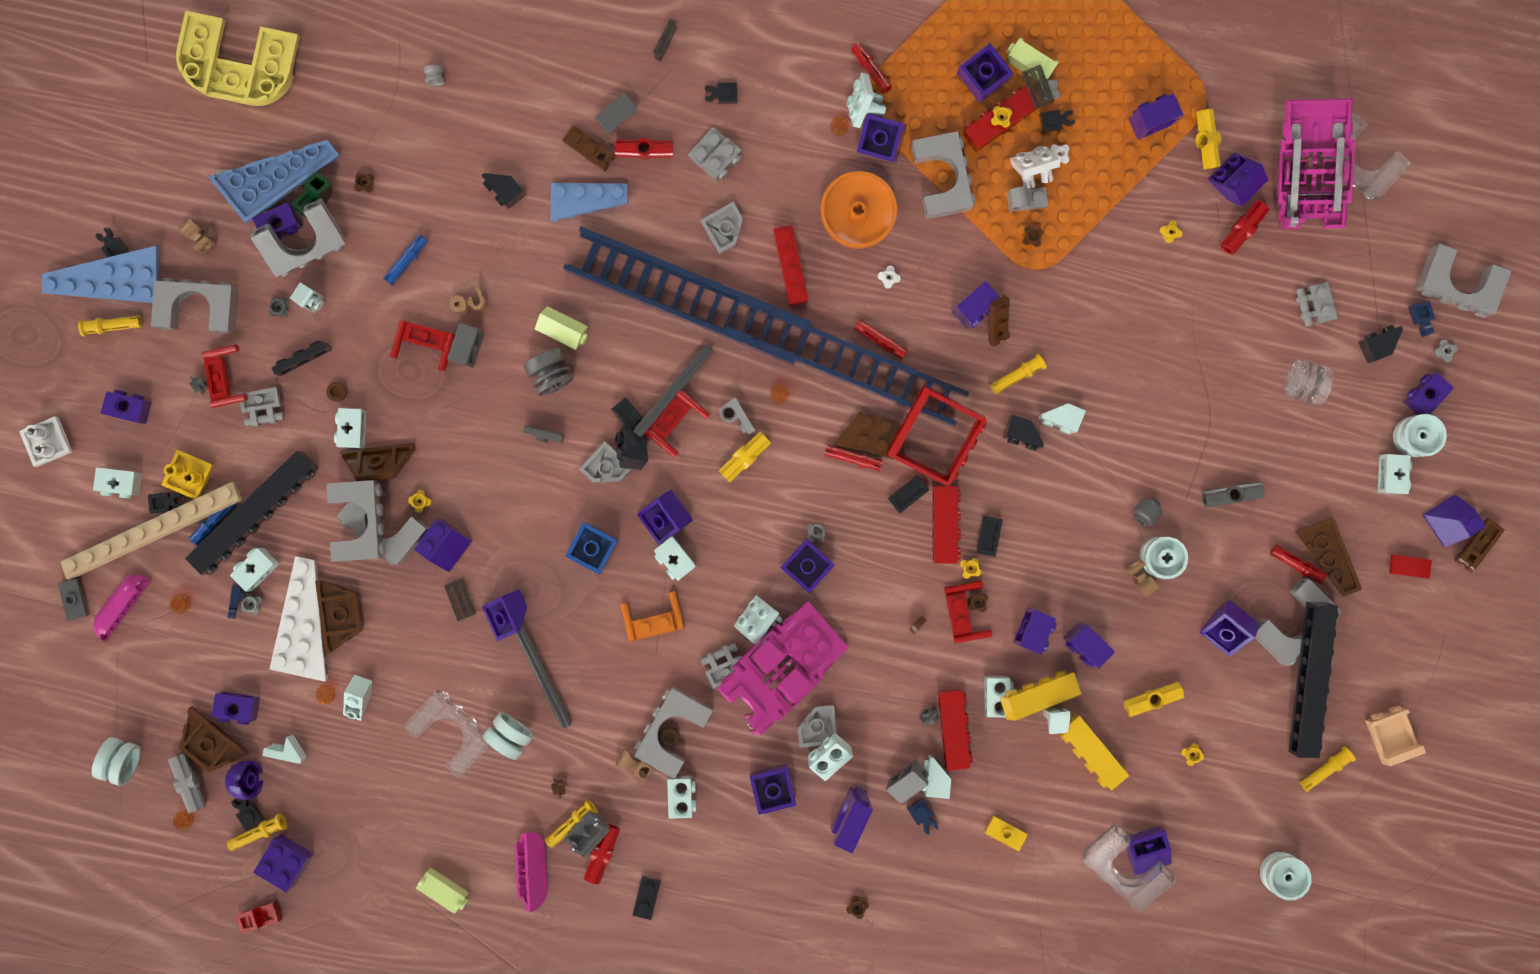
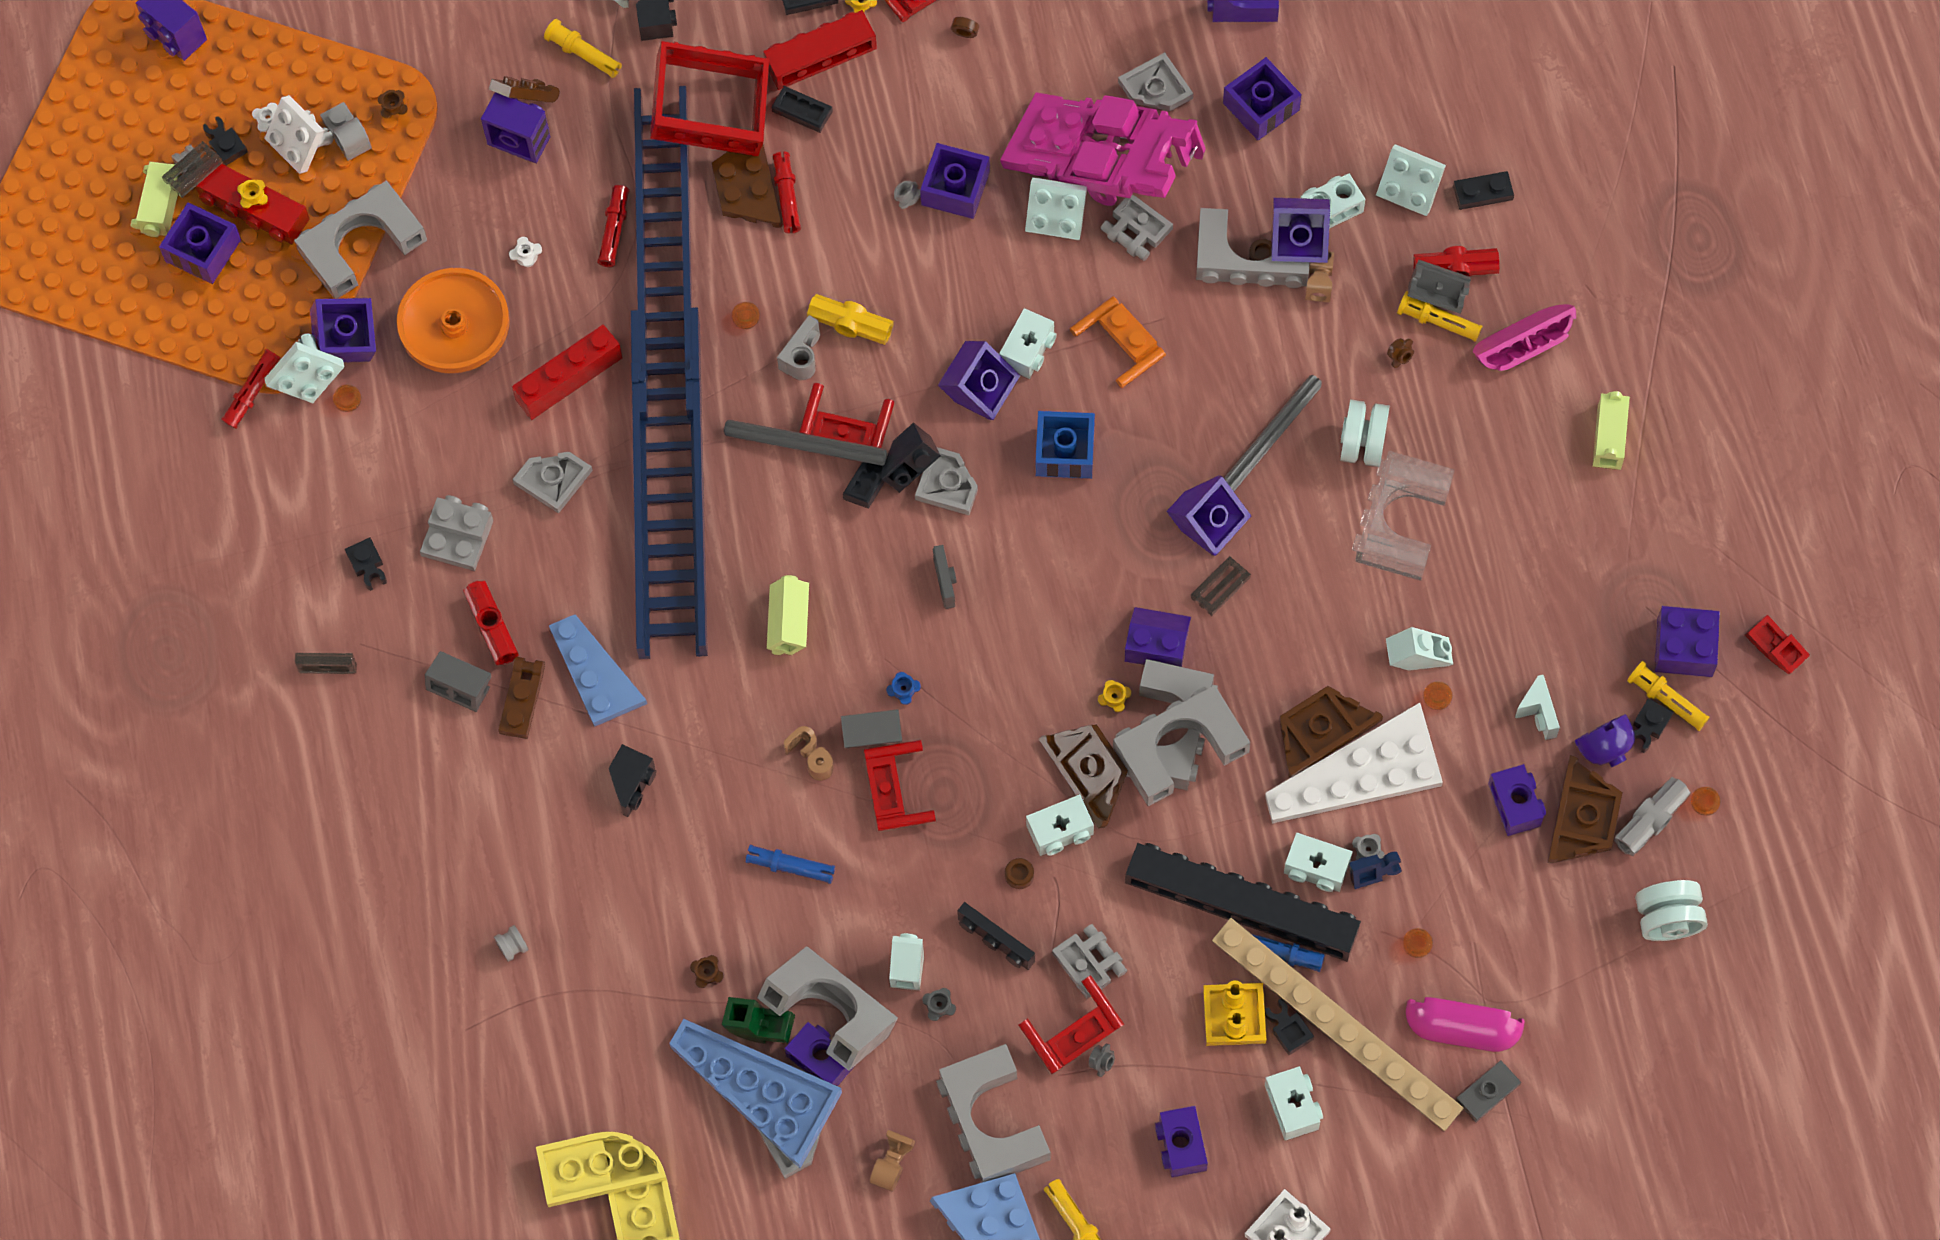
camera: 105 degrees left, 20 degrees down
(490, 377) = (902, 679): none -> blue plate
(547, 369) = (856, 599): flat silver wheel -> none
(662, 766) = (1300, 230): none -> dark purple slope
(669, 855) = (1410, 180): none -> light aqua plate
(833, 759) = (1185, 50): light aqua brick -> none

